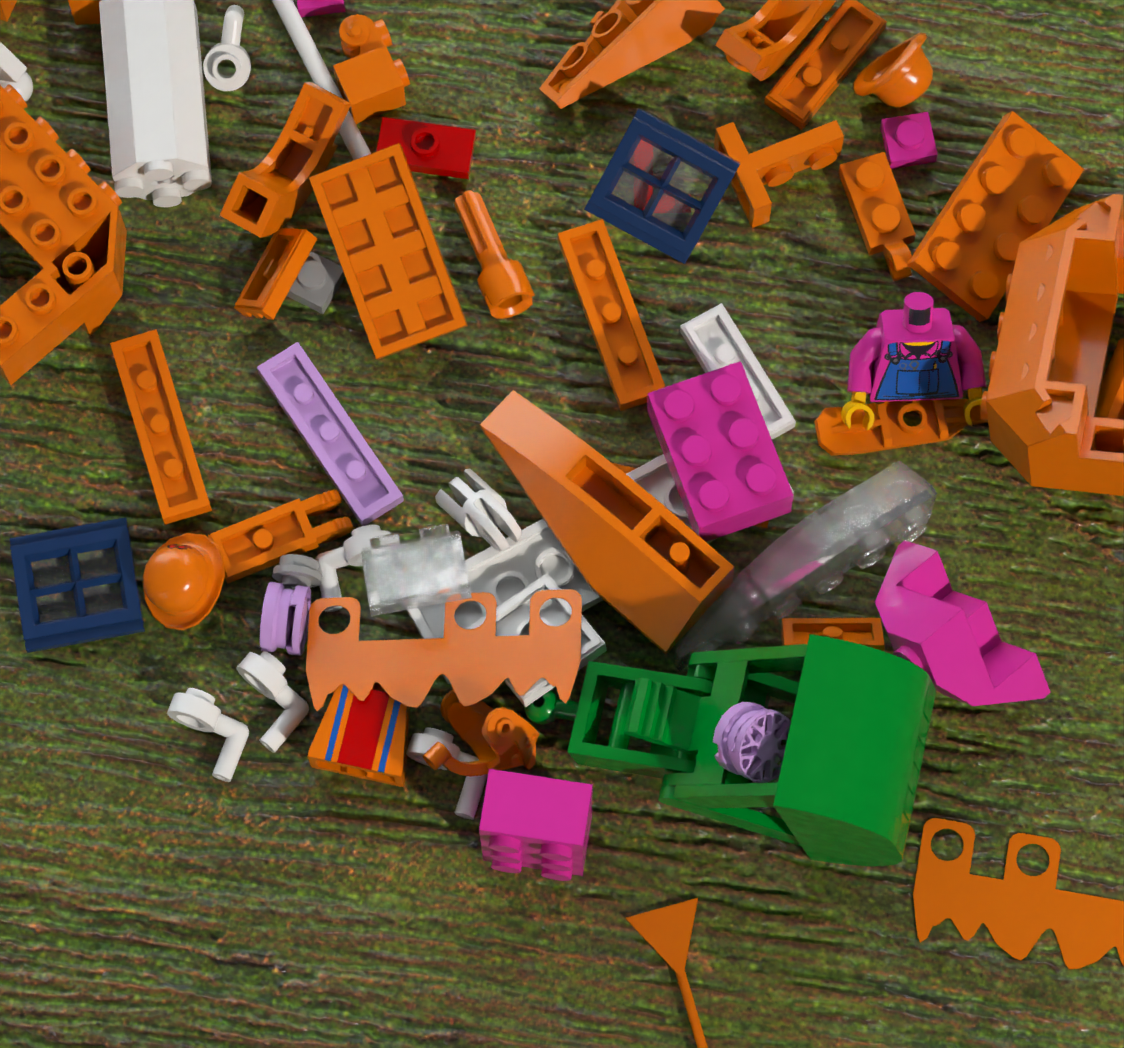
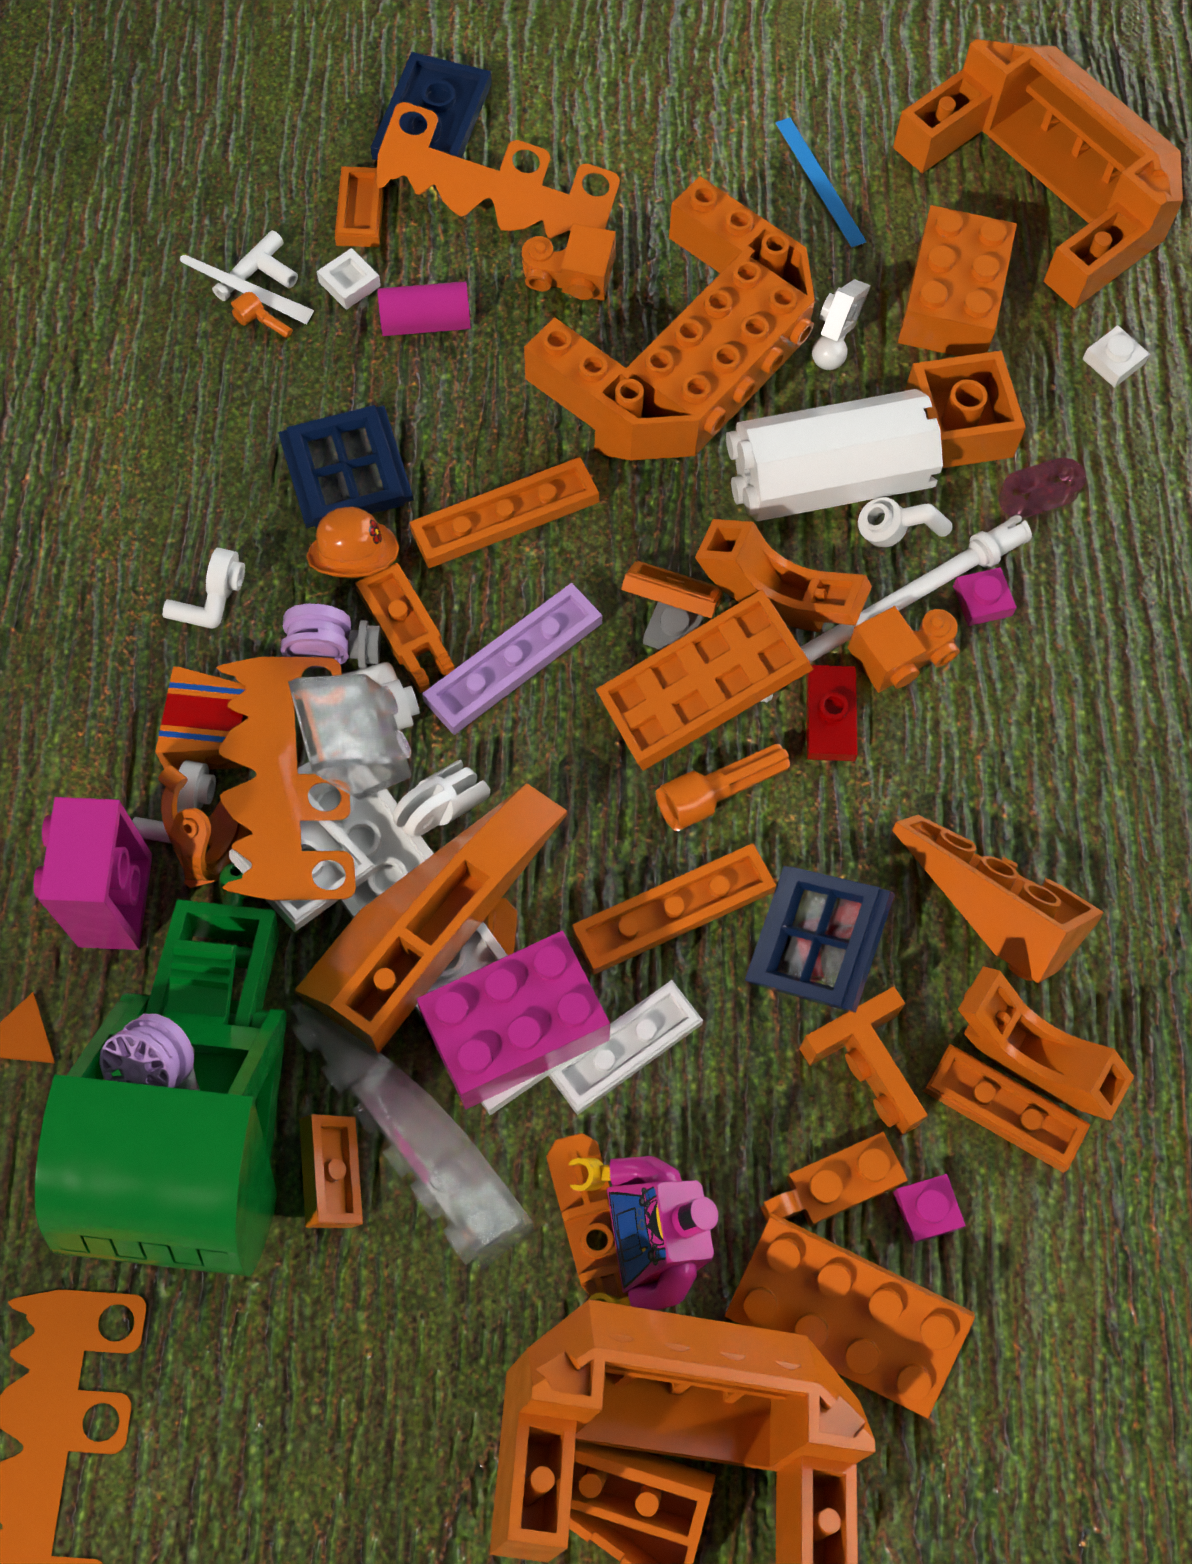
camera: 80 degrees right, 5 degrees down
(267, 677) = (260, 629): white plate -> none
(898, 74) = (1001, 1184): orange hat -> none
(952, 634) = (319, 1288): dark pink brick -> none

